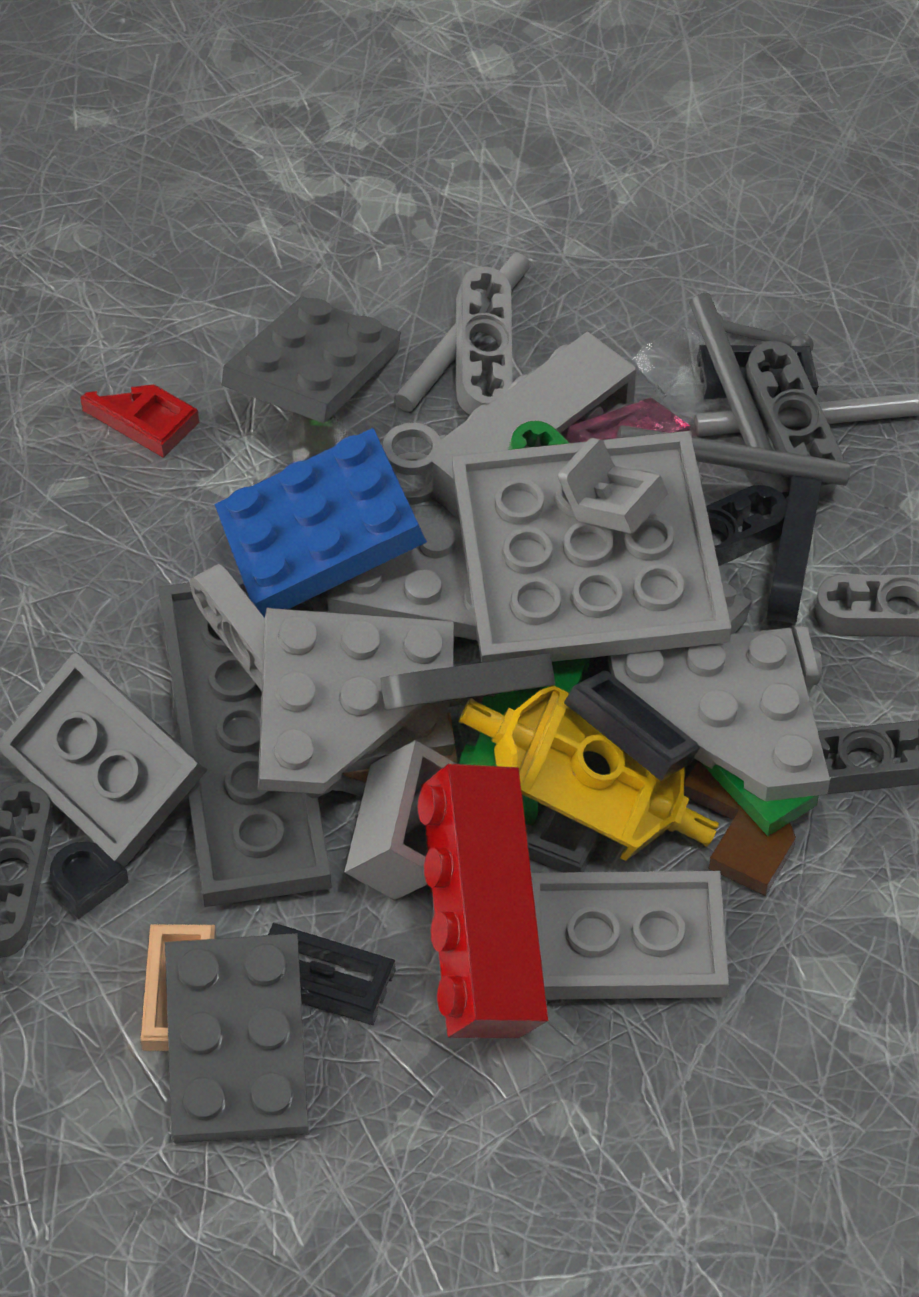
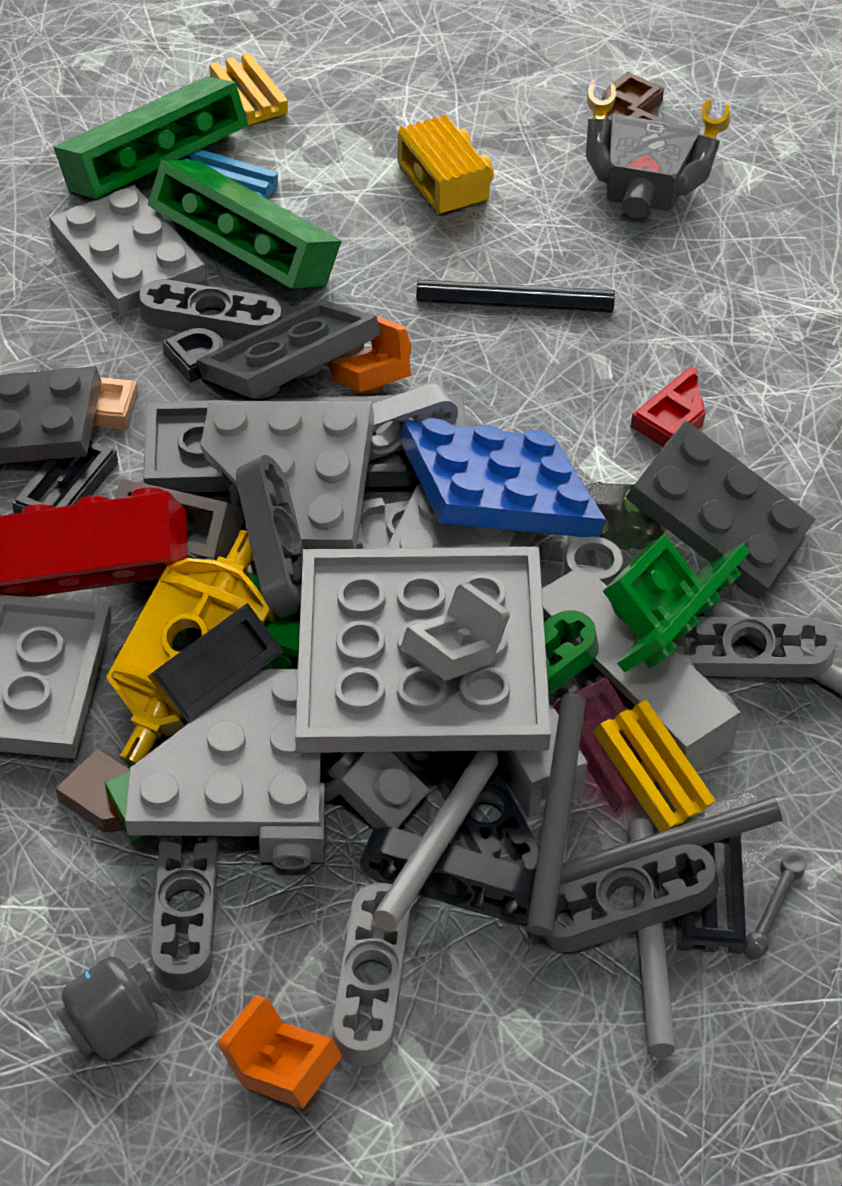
camera: 95 degrees right, 5 degrees down
(113, 663) = (378, 365): none -> orange bracket
(477, 368) = (664, 596): none -> green bracket
(647, 393) = (661, 762): none -> yellow tile
(807, 539) = (434, 841): none -> light grey bar

